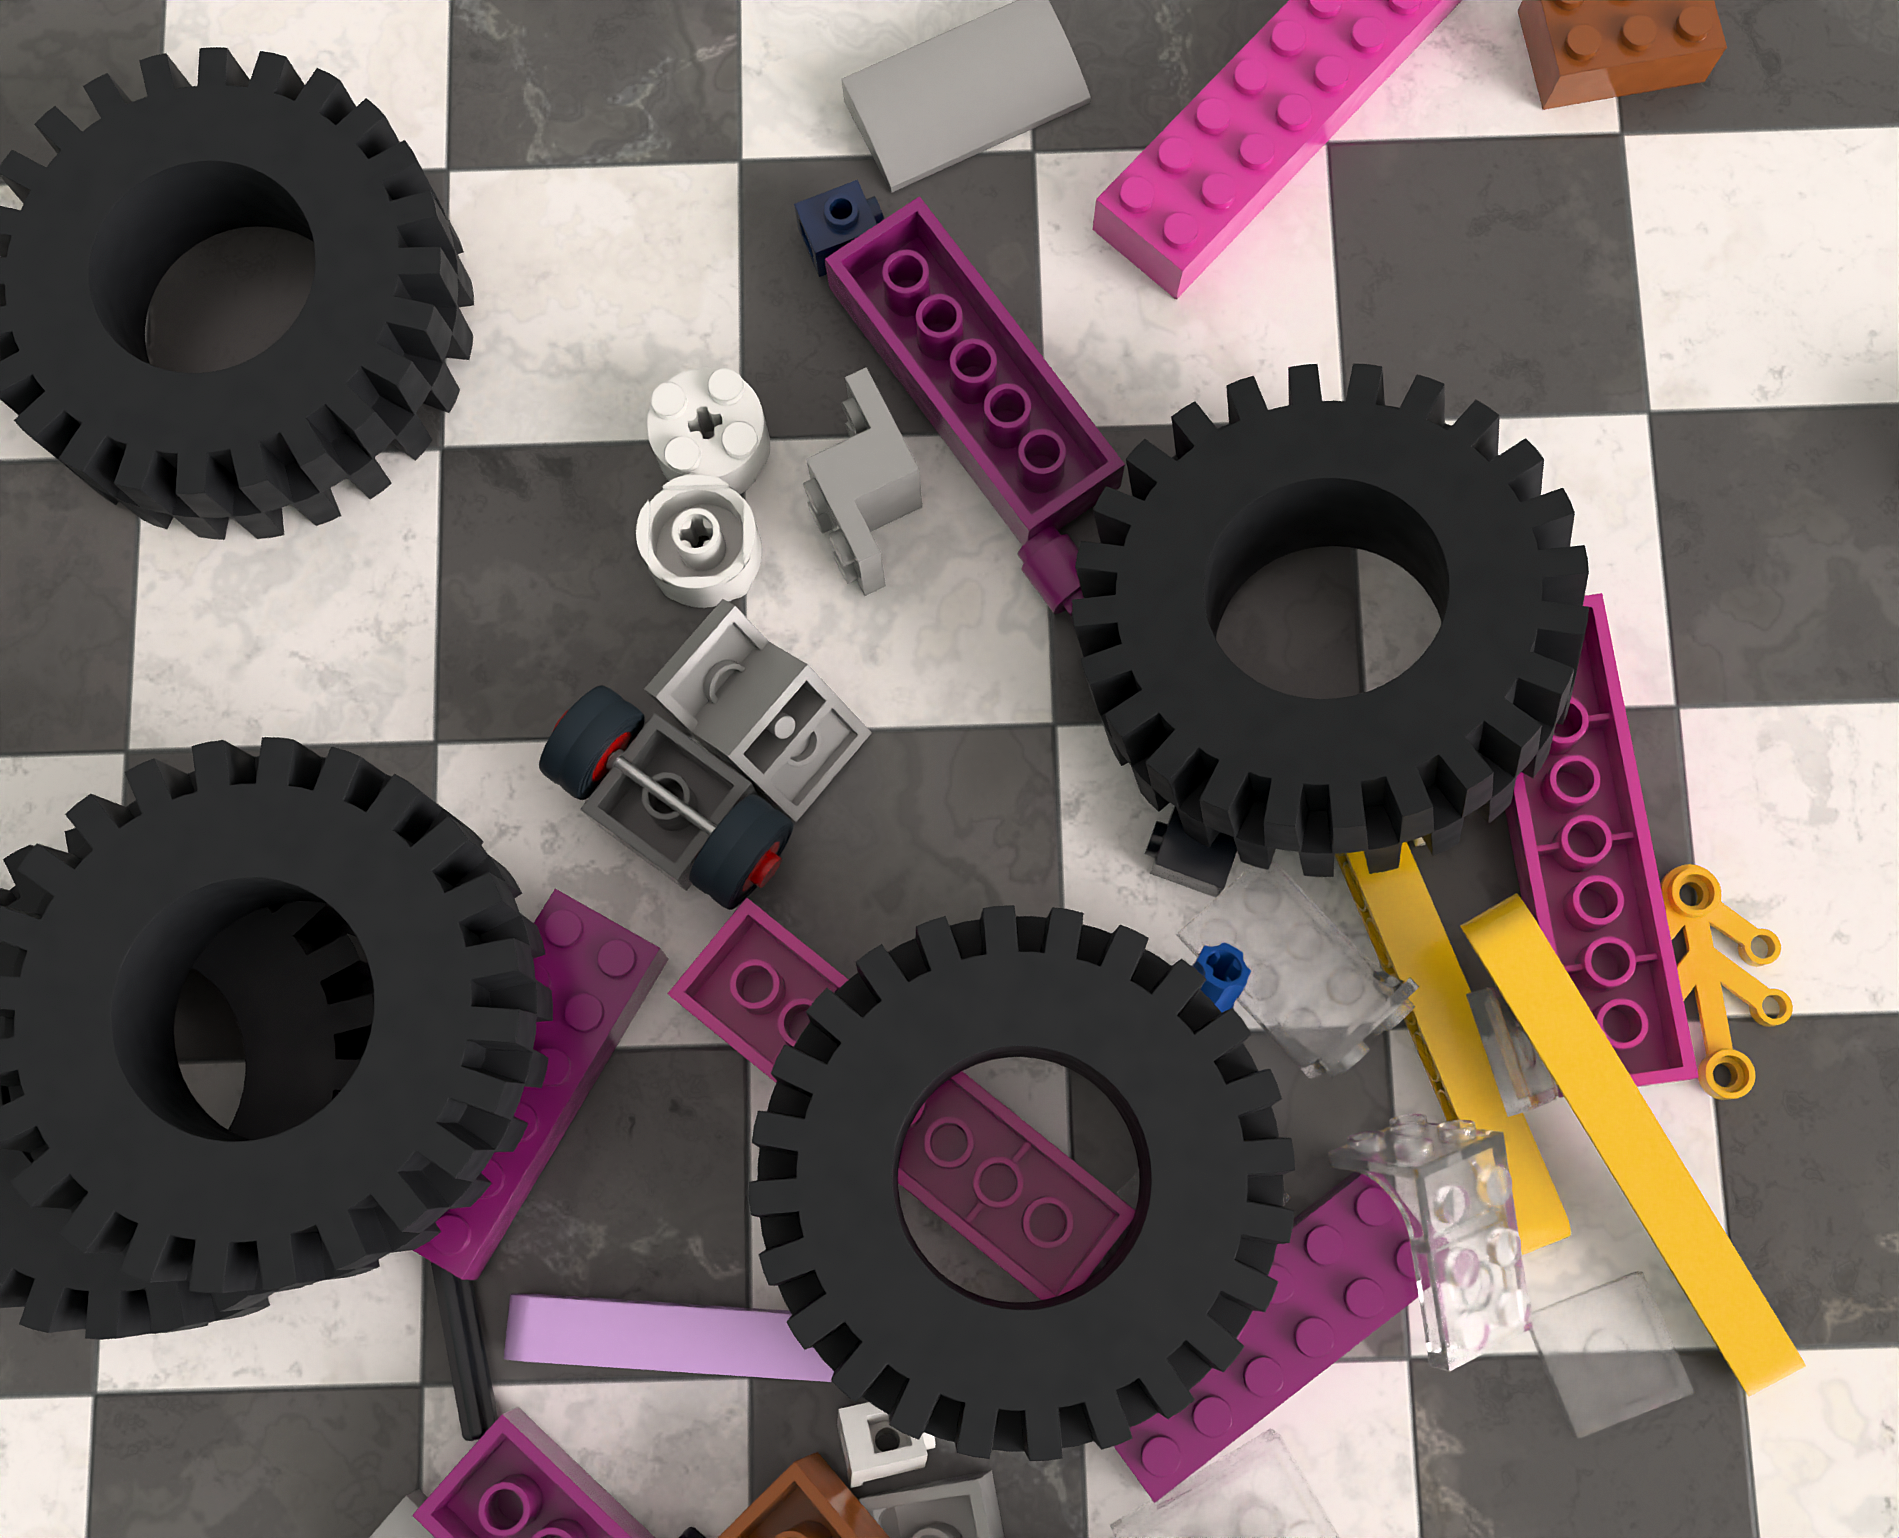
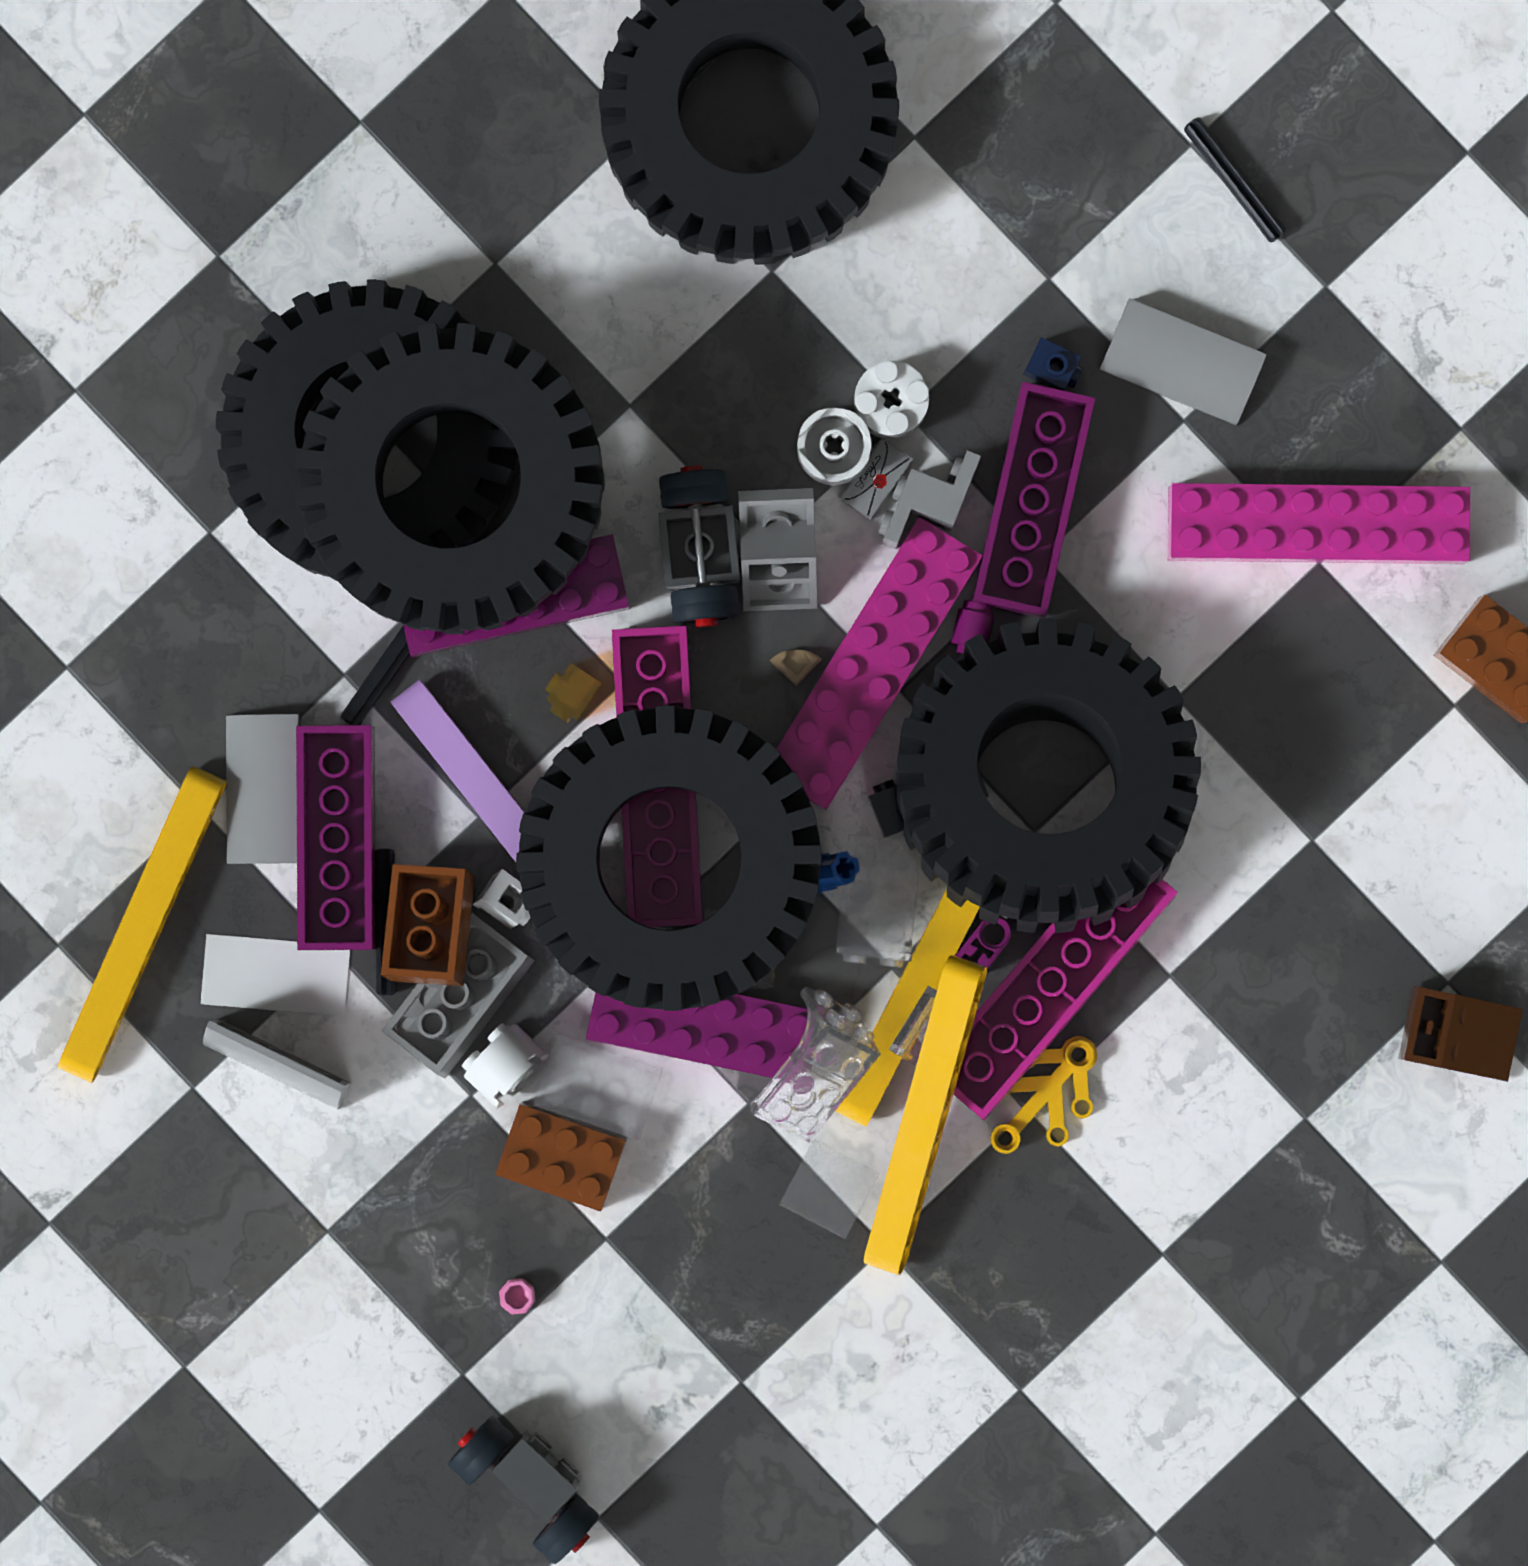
camera: 45 degrees right, 10 degrees up
(702, 1116) = (571, 693): none -> clear yellow brick
(786, 534) = (877, 479): none -> light grey tile
(914, 816) = (795, 664): none -> tan tile
(994, 707) = (876, 659): none -> dark pink brick
(1441, 886) = (996, 949): none -> magenta beam

